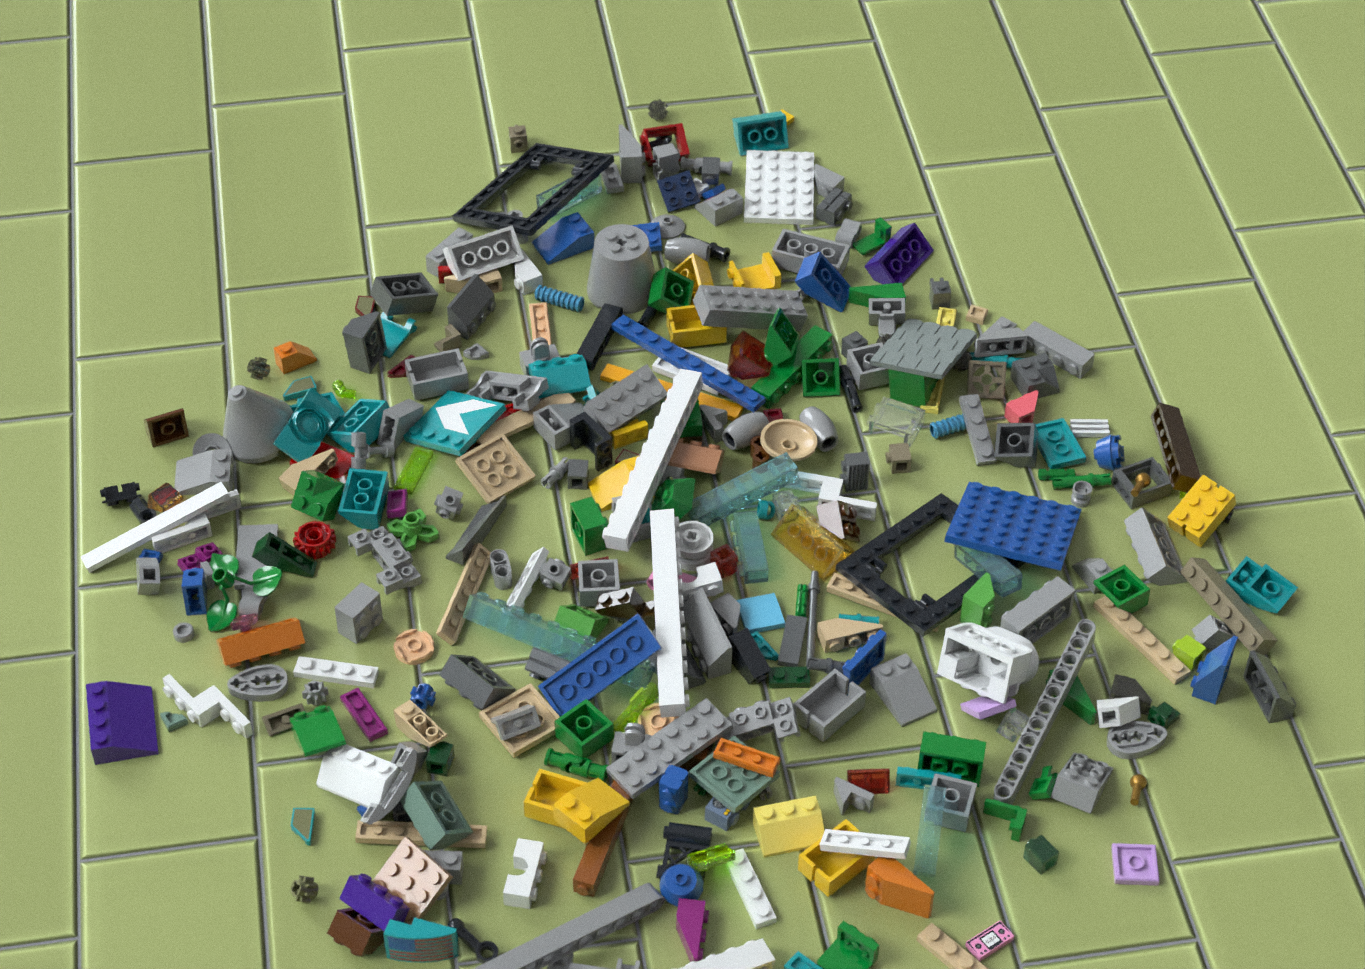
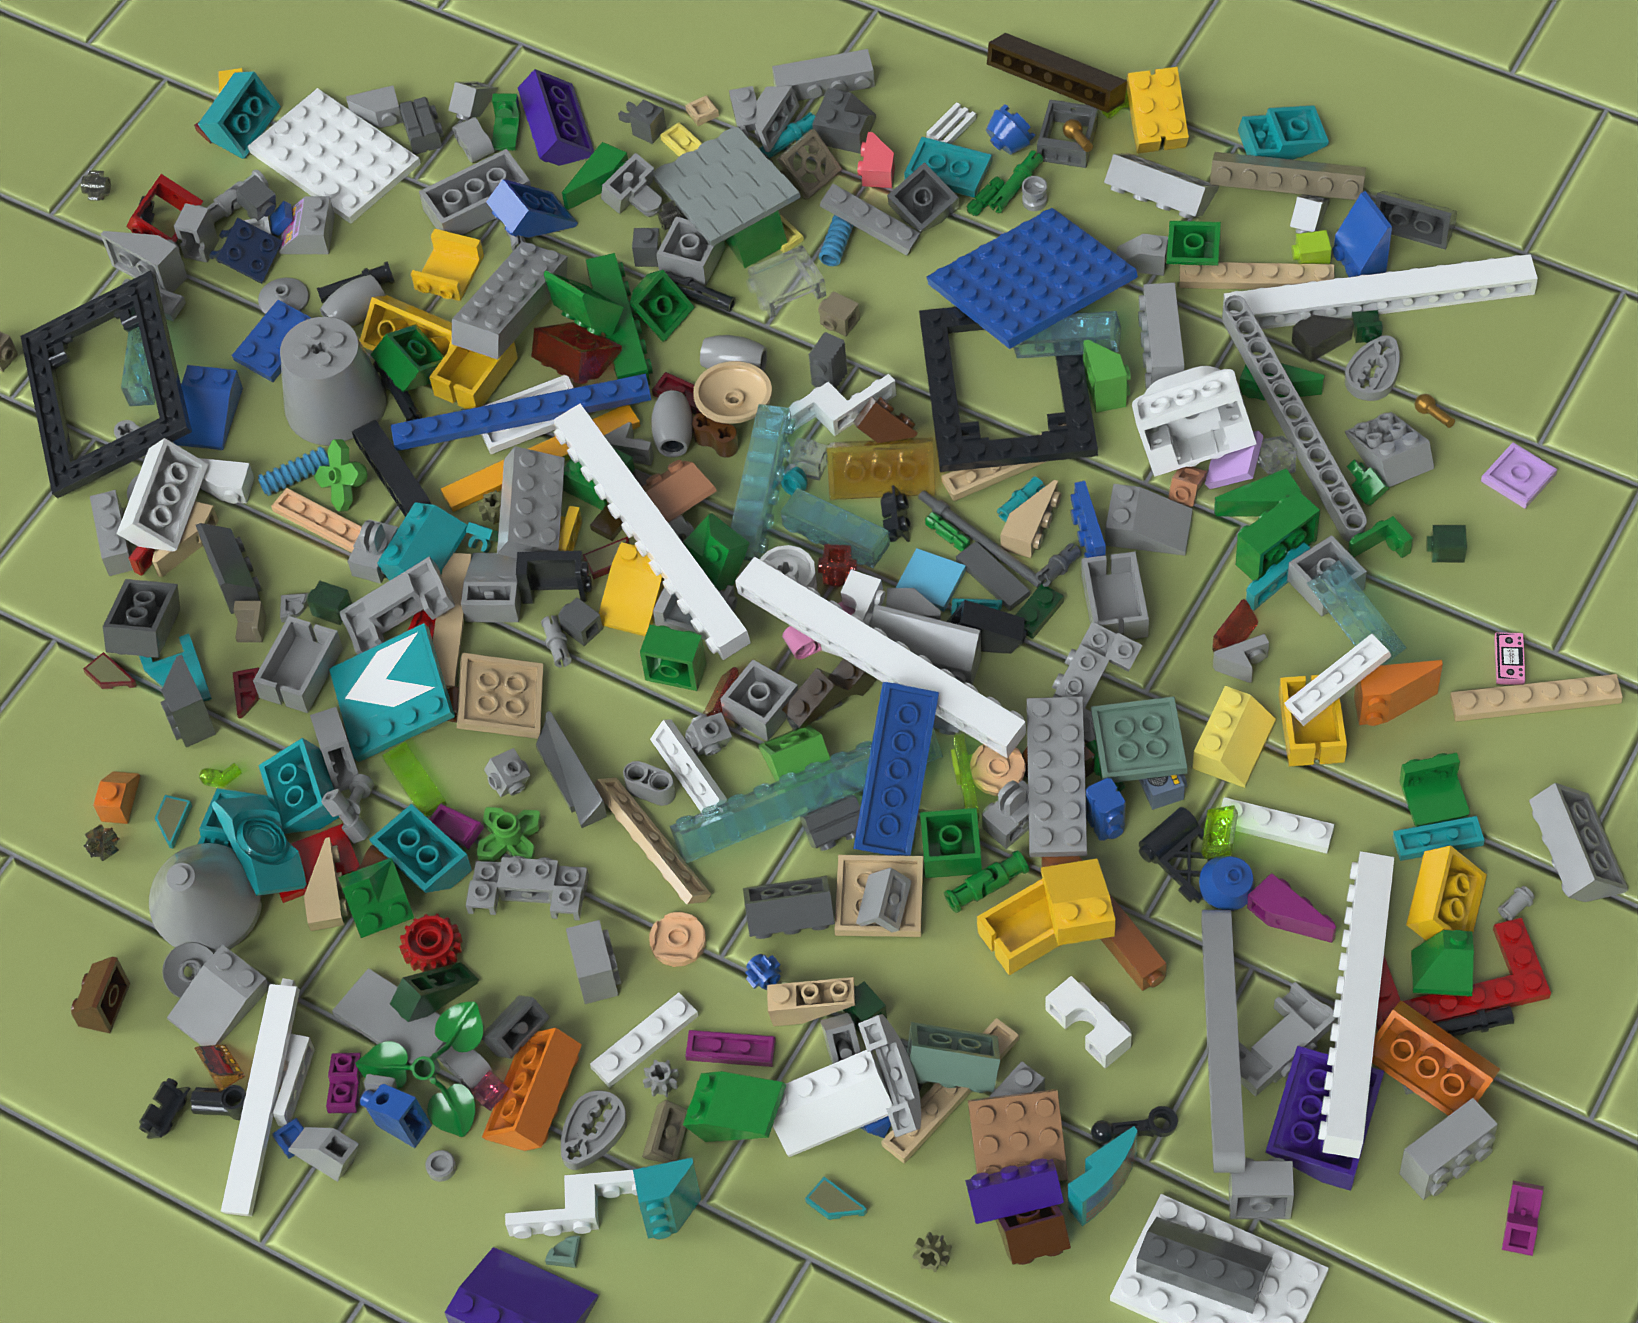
camera: 45 degrees left, 10 degrees up
(231, 735) = (667, 1196): none -> teal slope
(291, 606) = (515, 1026): none -> dark grey brick
(489, 361) = (327, 602): none -> clear green brick
(573, 317) = (341, 475): none -> bright green plant
(746, 757) = (1133, 713): orange tile -> none
(789, 570) = (896, 505): none -> black hinge
(872, 210) = (470, 99): none -> light grey slope
(949, 692) = (1186, 485): none -> nougat bracket
(971, 729) = (1256, 496): none -> green slope
(1117, 711) = (1336, 359): white slope -> none
(1197, 709) = (1393, 291): none -> white brick

